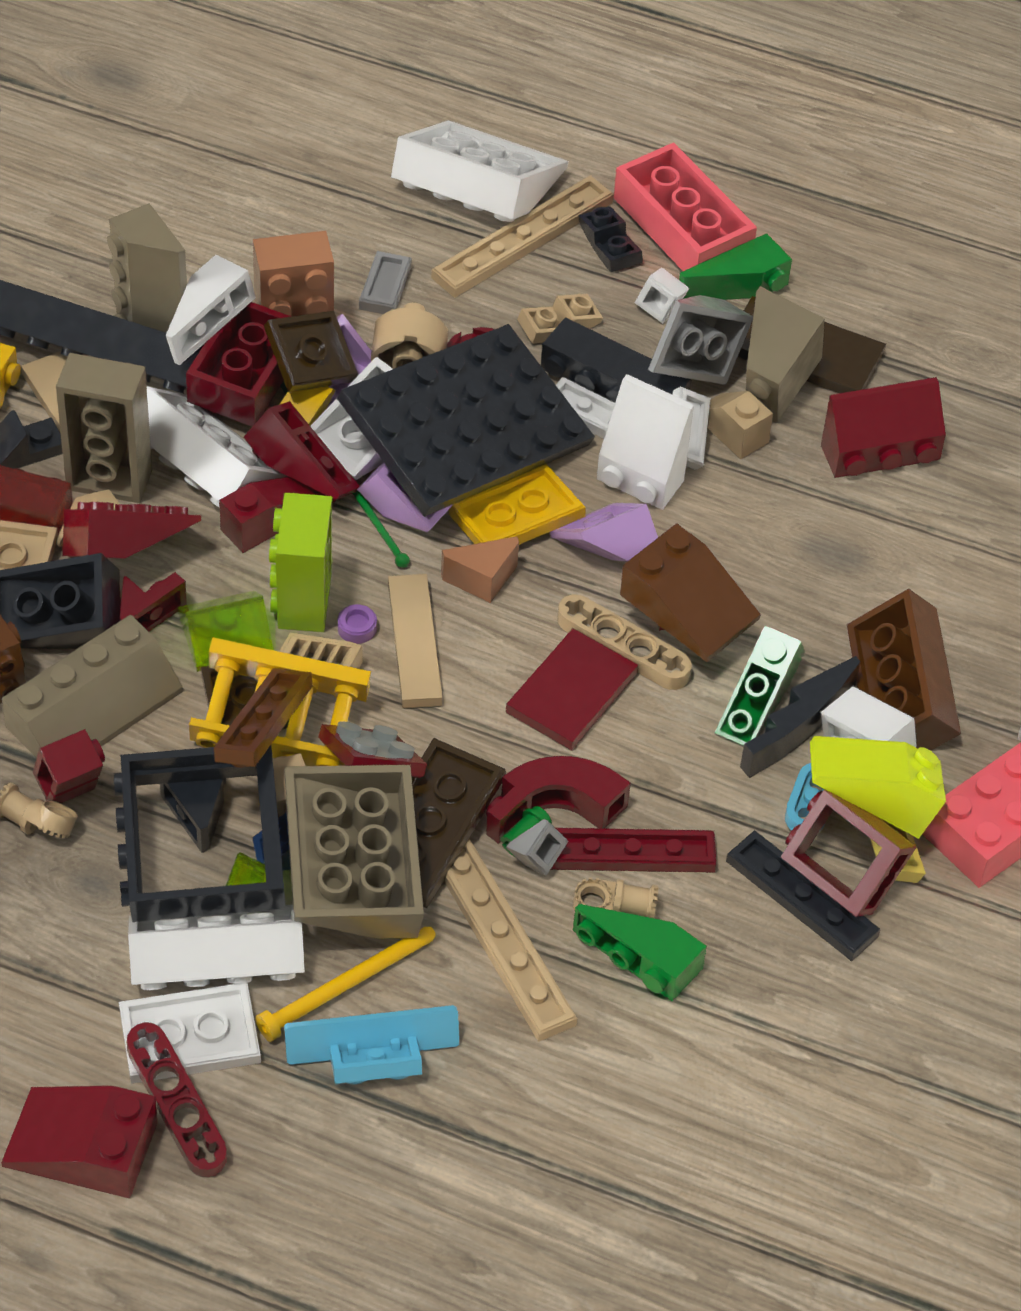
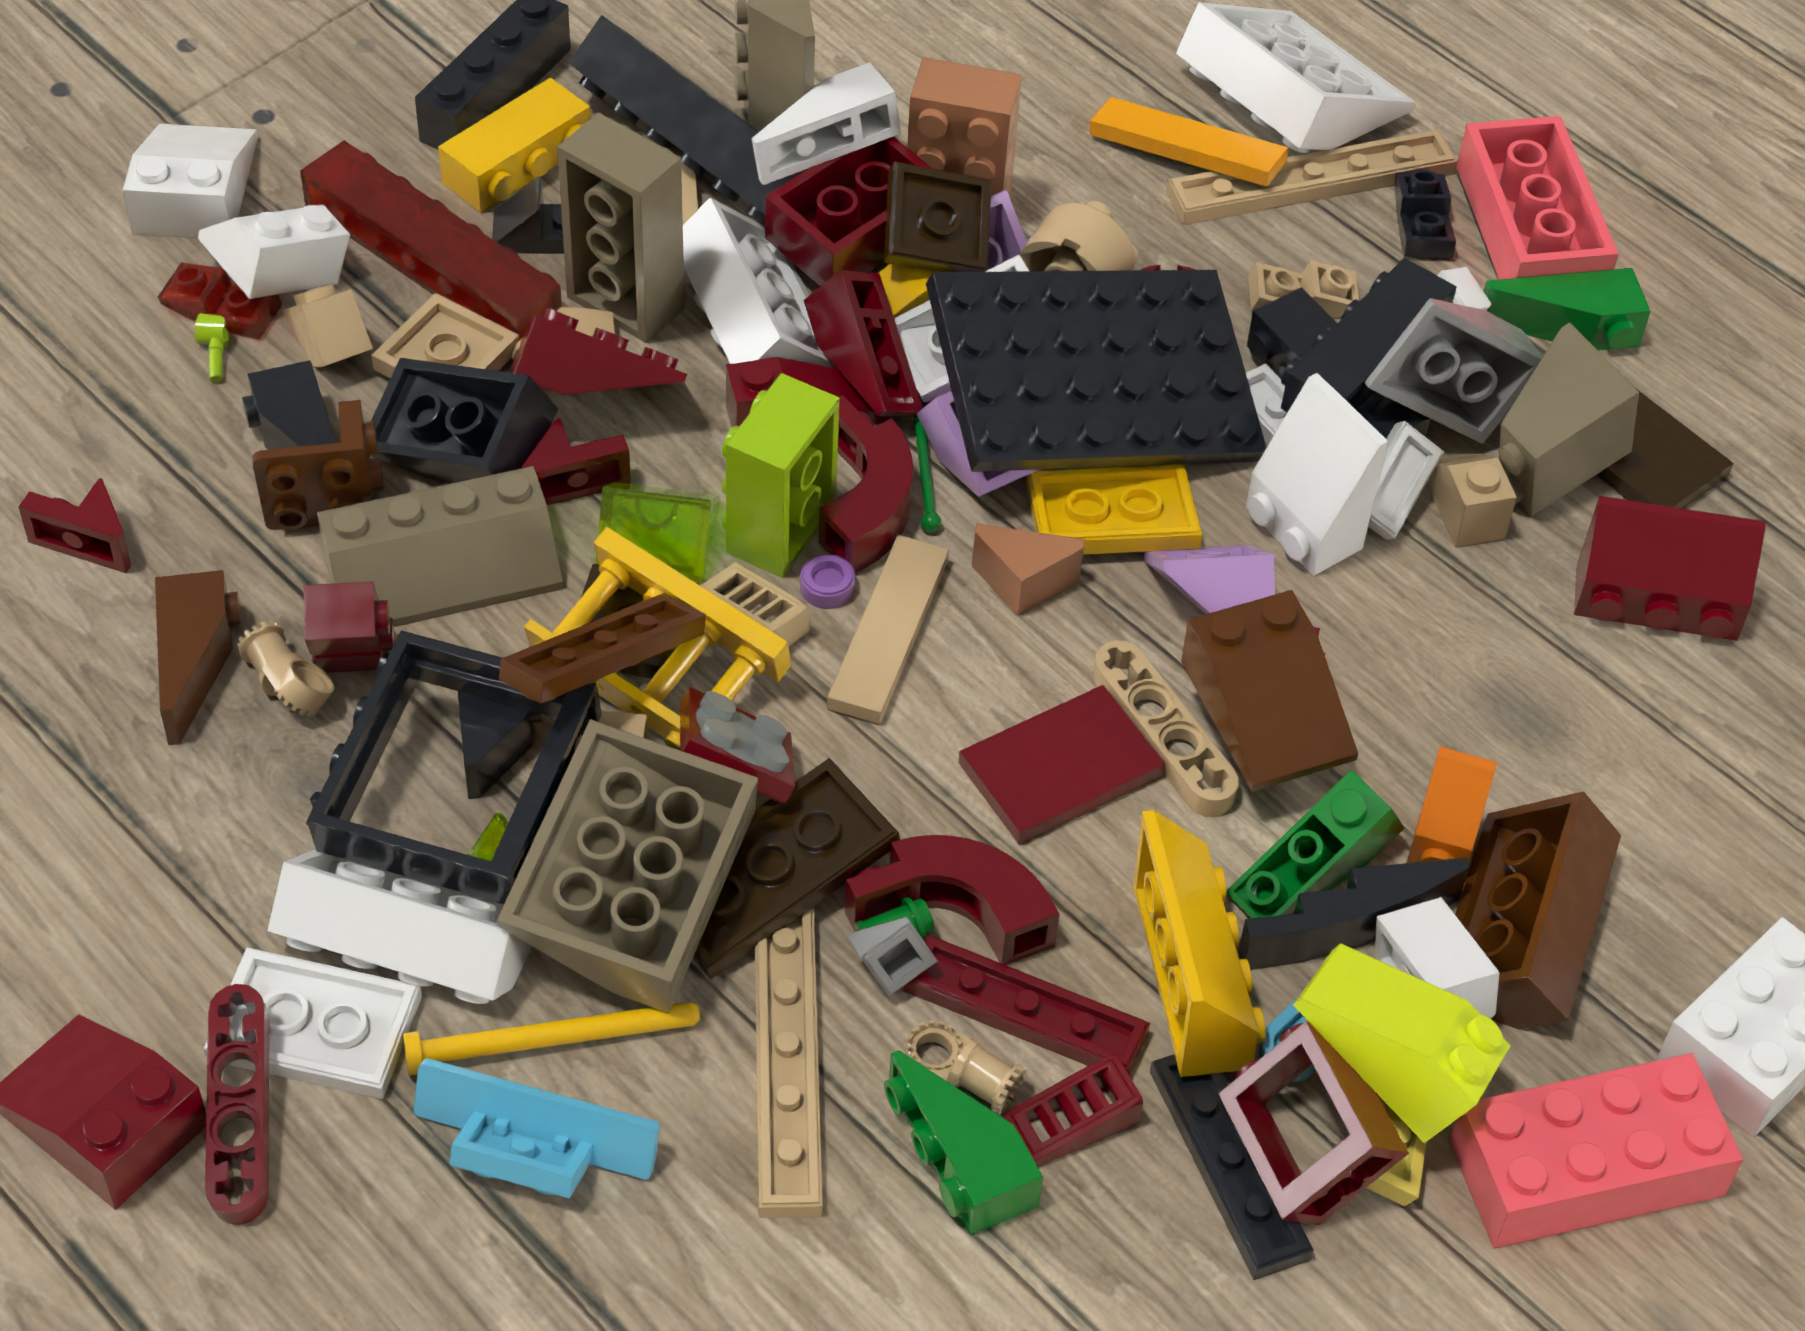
camera: 25 degrees right, 0 degrees up
(362, 540) = (872, 514): none -> dark red arch
(385, 282) = (1102, 175): light grey tile -> none
(432, 237) = (1188, 141): none -> light orange tile
(633, 336) = (1366, 334): none -> black brick
(713, 881) = (1086, 1084): none -> dark red slope
(721, 775) = (1194, 951): none -> yellow slope
(831, 629) = (1452, 807): none -> orange slope

